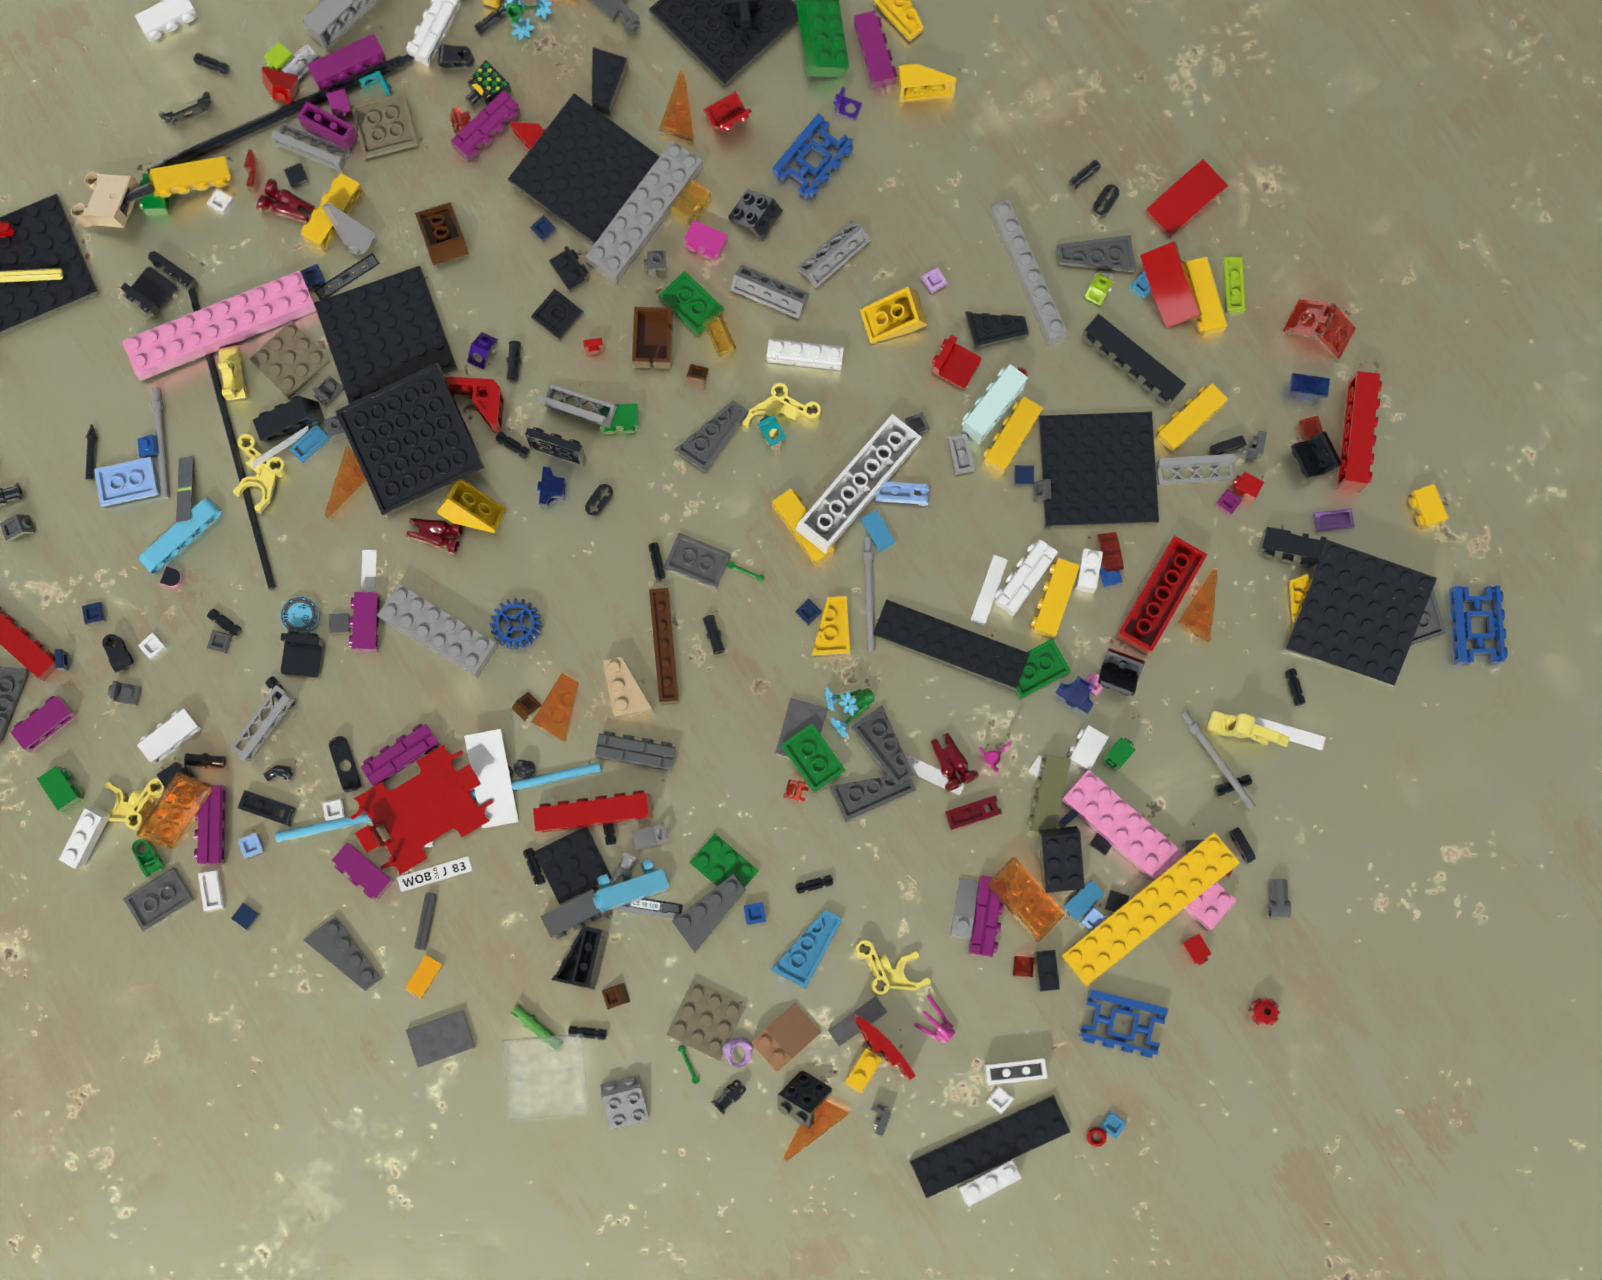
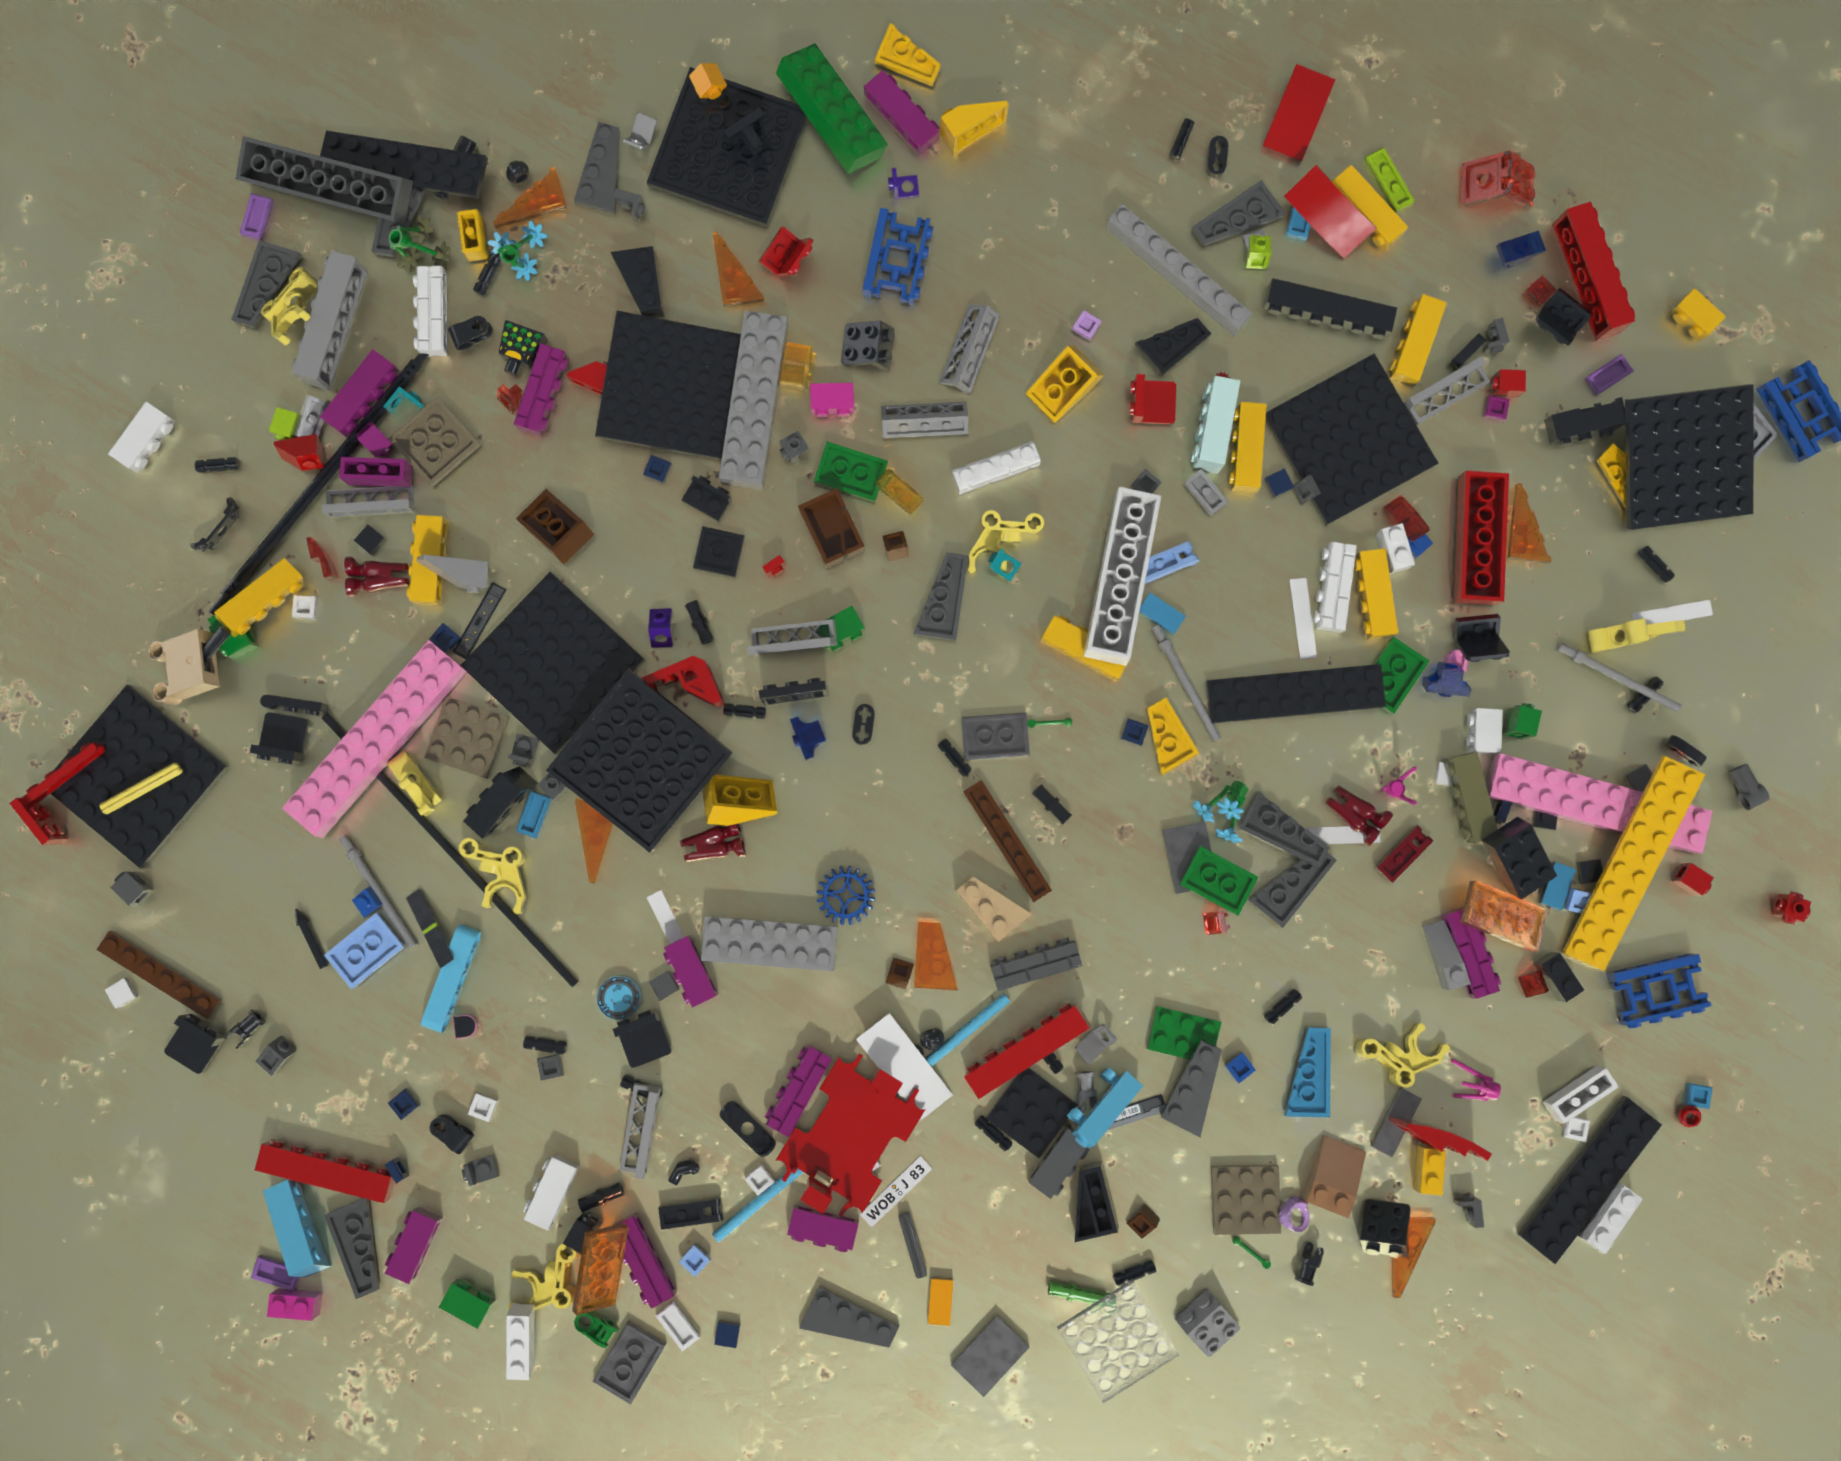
camera: 30 degrees left, 5 degrees up
(279, 447) = (507, 835): white sticker -> none

